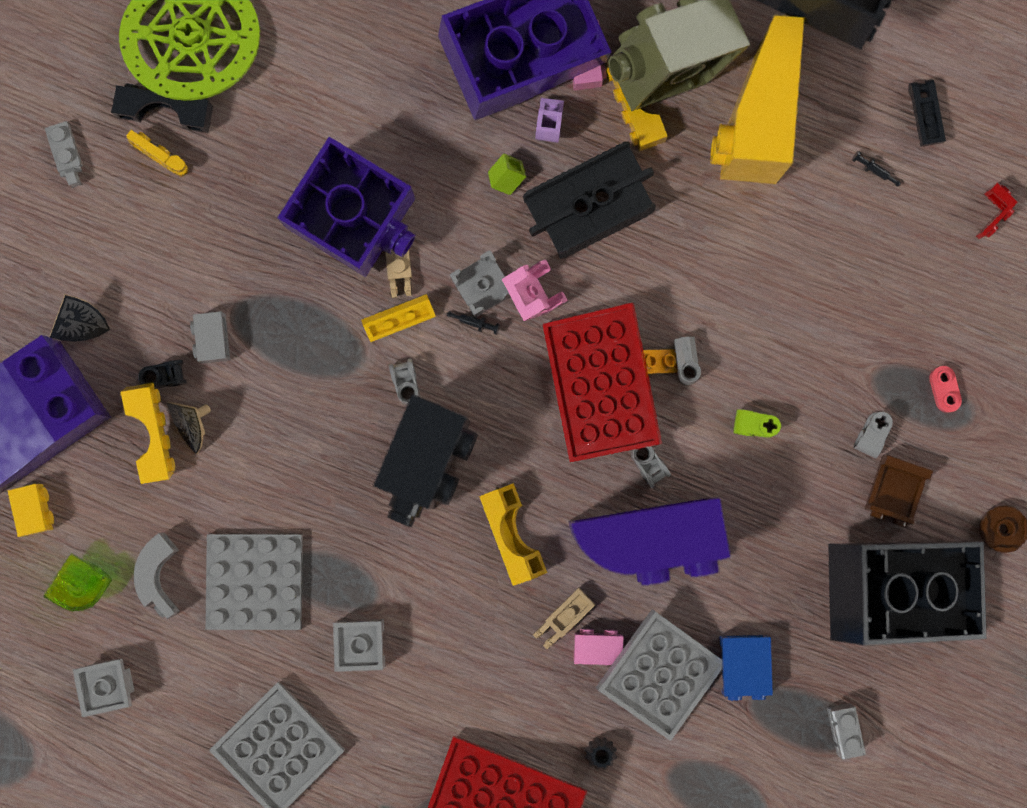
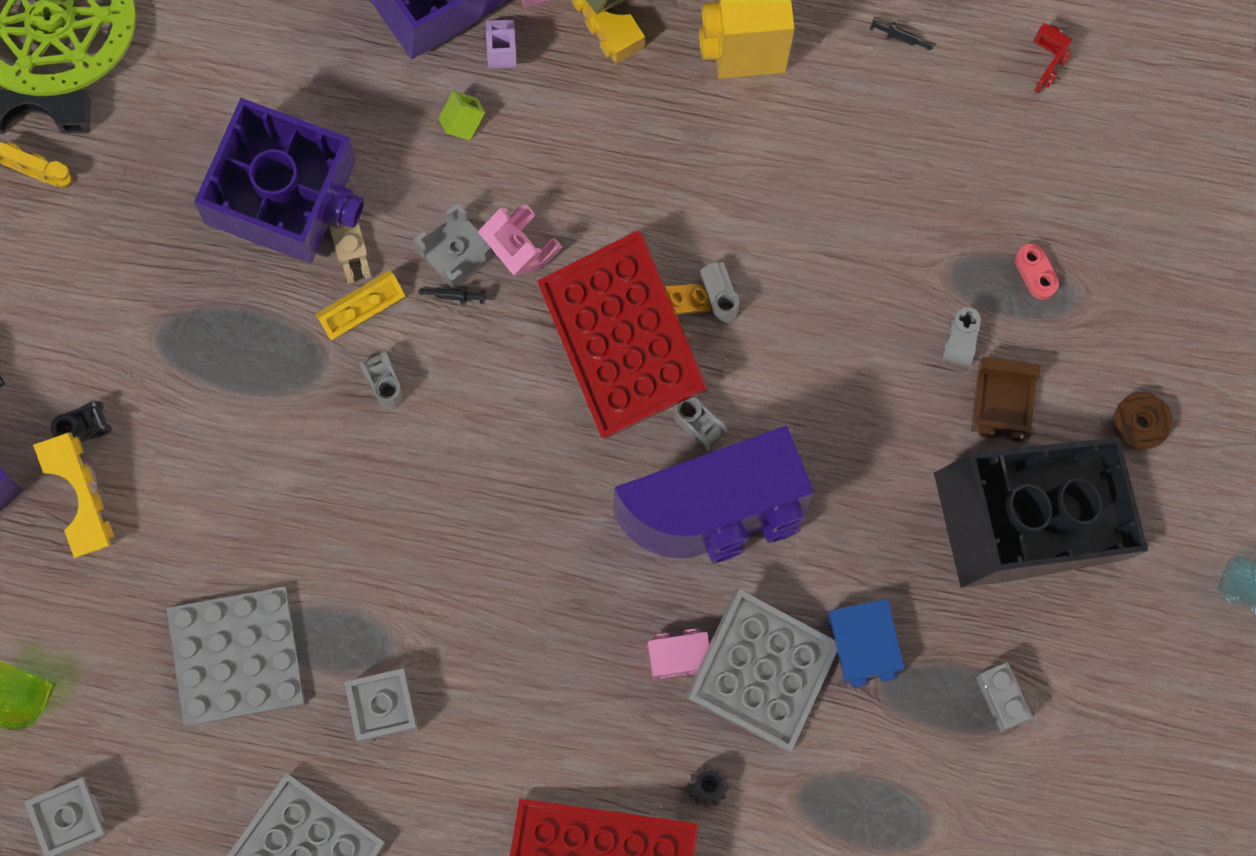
camera: 20 degrees left, 10 degrees down
(148, 571) = (99, 662): light grey arch -> none
(189, 423) = (122, 476): shield -> none
(210, 337) = (132, 368): light grey brick -> none
(422, 457) = (419, 454): black brick -> none
(519, 559) = (528, 508): yellow arch -> none
(566, 616) = (632, 624): tan hinge -> none
(611, 172) = (585, 89): black piece -> none
(751, 424) = (814, 352): lime piece -> none

